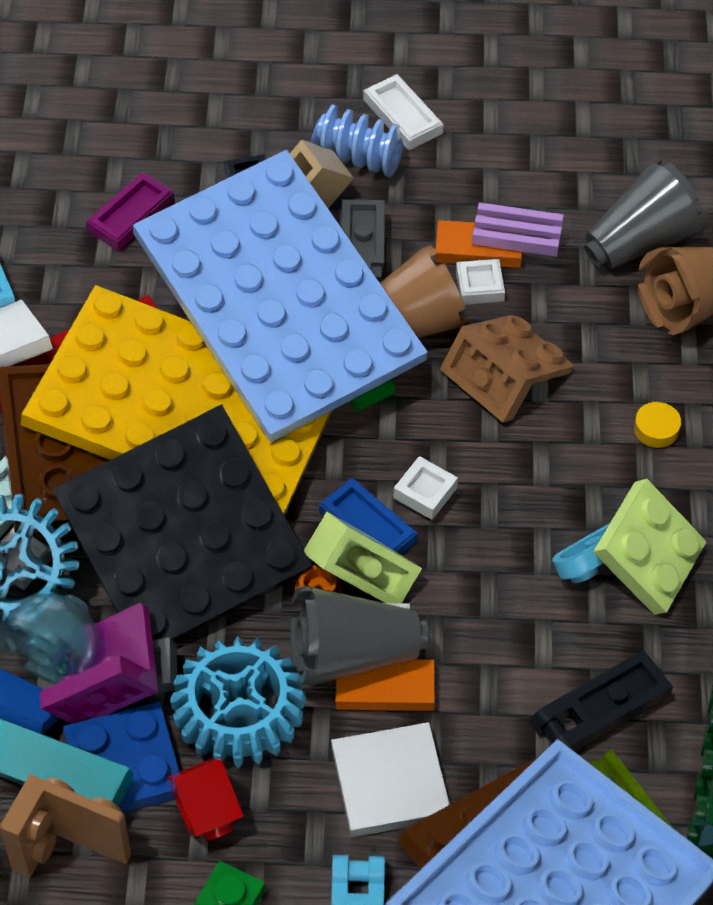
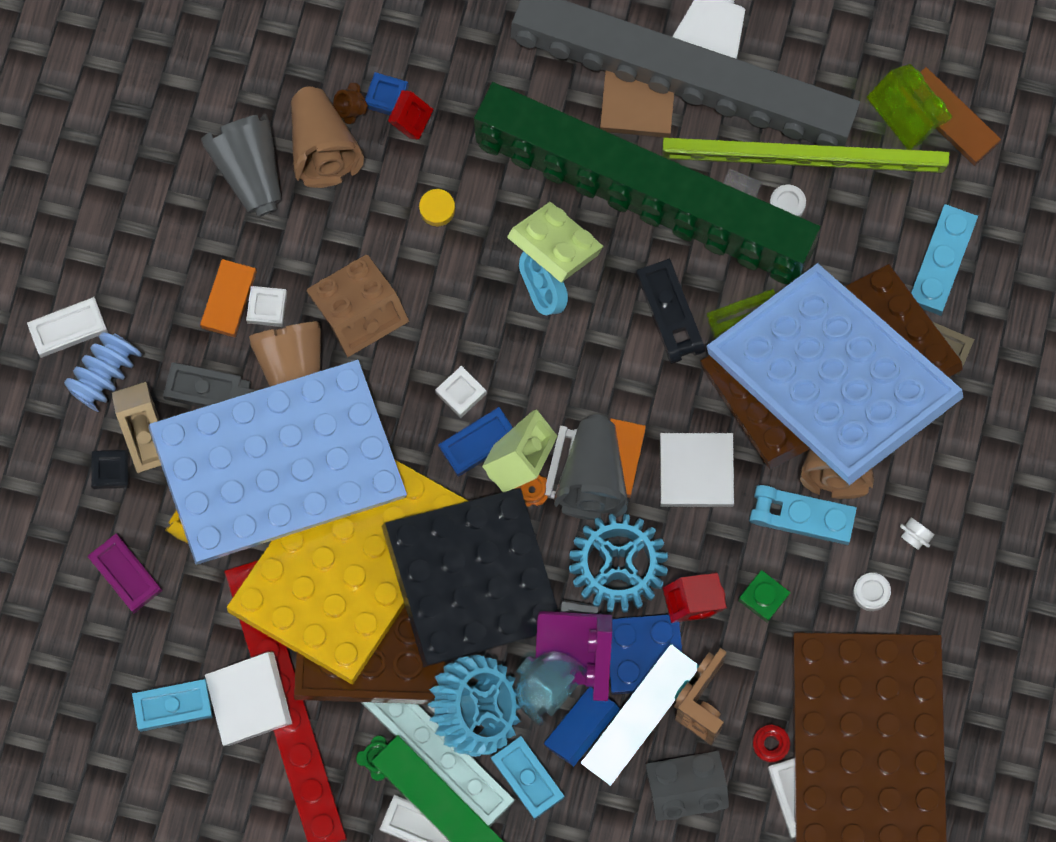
camera: 75 degrees left, 20 degrees up
(519, 224) = (242, 236): lavender tile -> none

